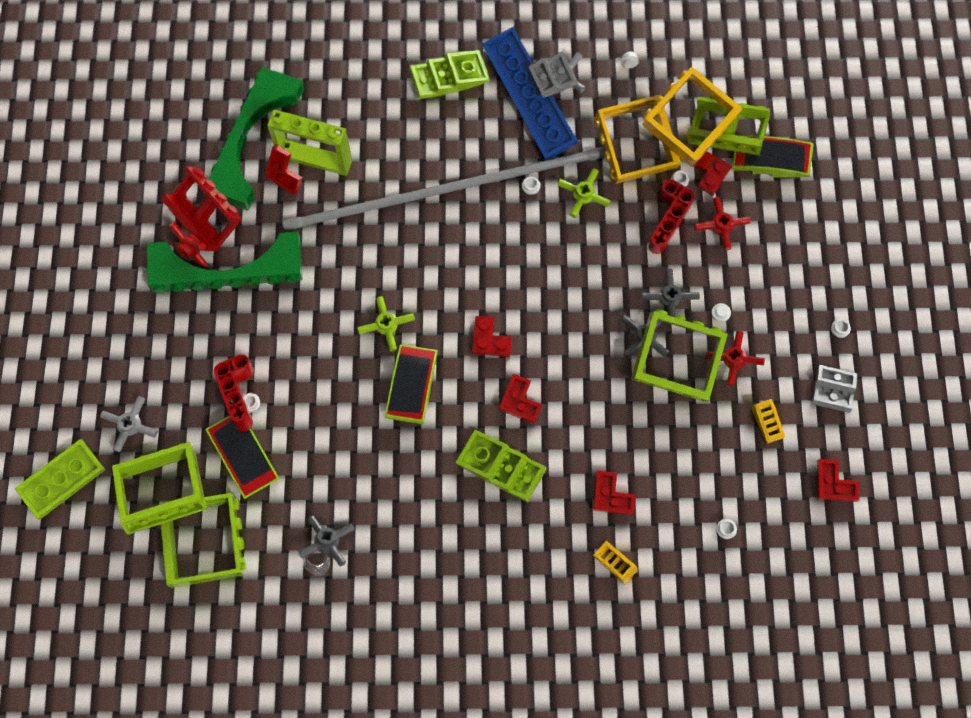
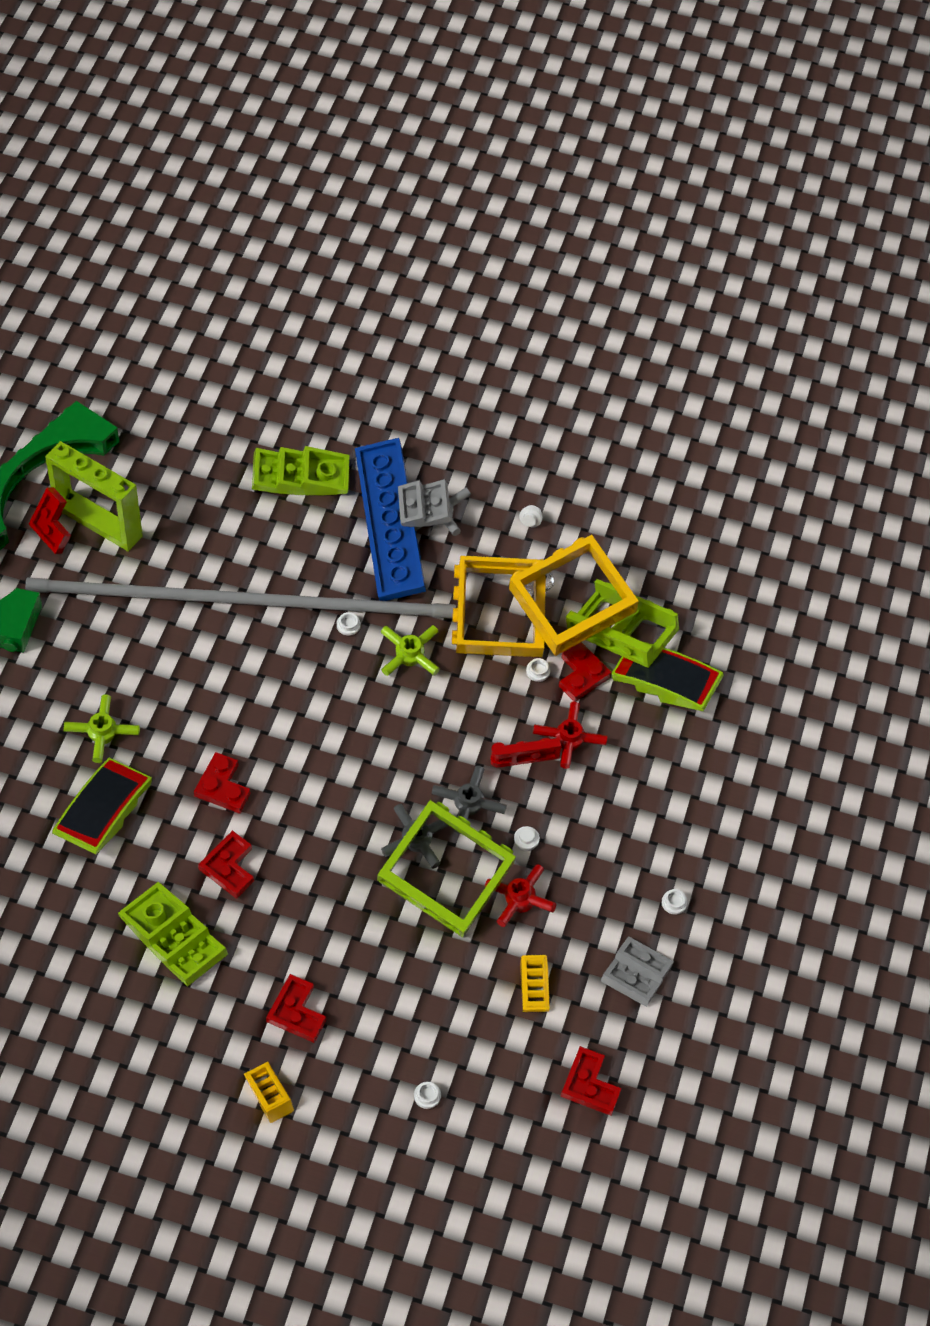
camera: 15 degrees right, 15 degrees down
(670, 220) = (485, 730): red beam -> none
(695, 247) = (525, 752): none -> red plate

